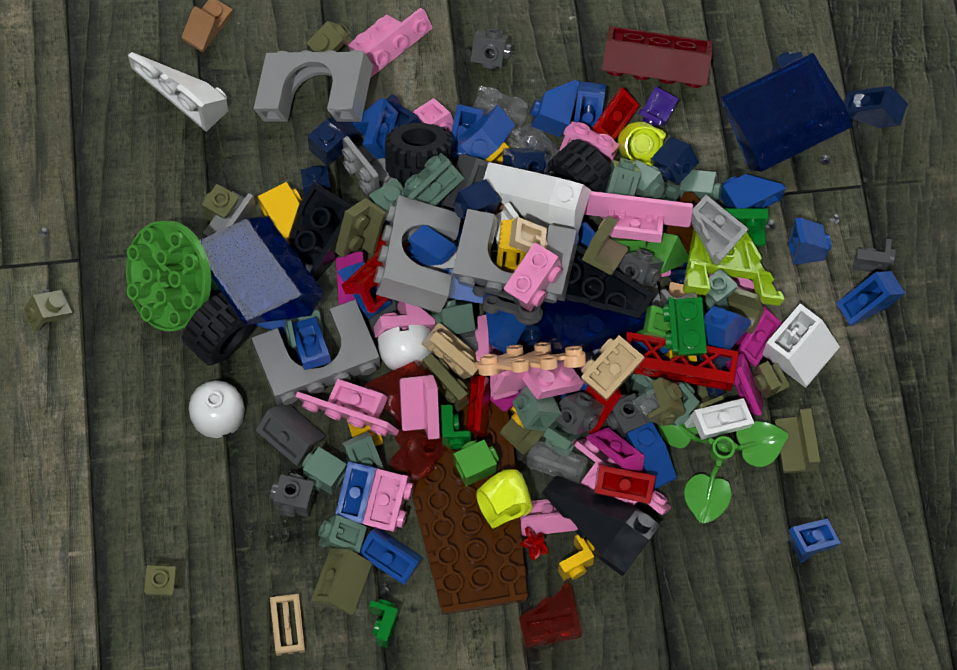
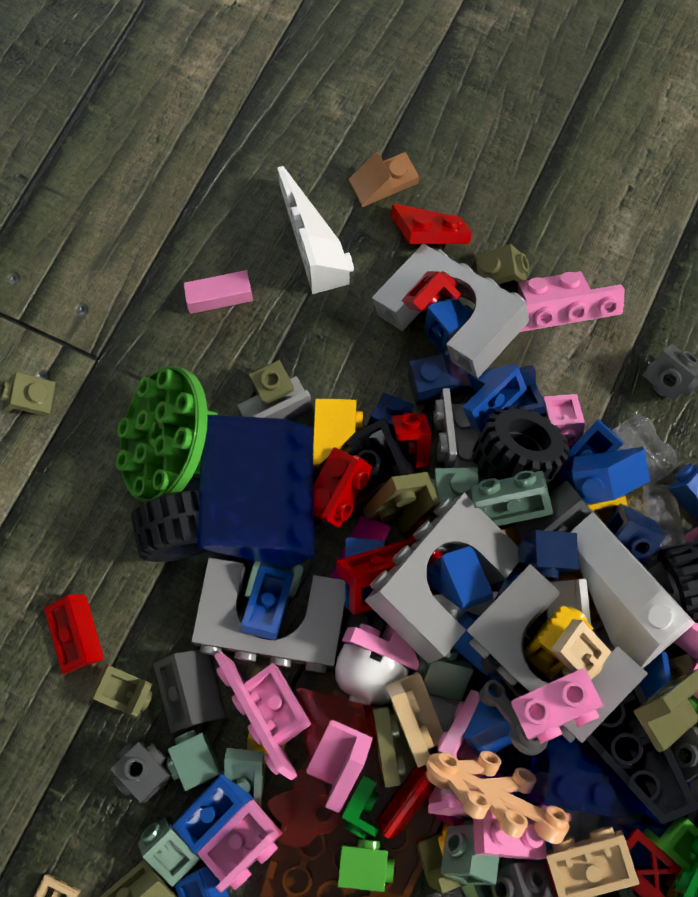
camera: 35 degrees right, 5 degrees up
(138, 165) = (218, 292): none -> bright pink slope
(186, 444) = (73, 633): none -> red slope
(216, 409) = (127, 613): white cylinder -> none
(247, 457) = (122, 691): none -> olive bracket
(262, 39) = (430, 227): none -> red wing
(292, 78) = (427, 289): none -> red bracket
(310, 241) = (339, 486): none -> red bracket
(315, 99) = (444, 321): none -> blue slope
(343, 183) = (416, 433): none -> red bracket

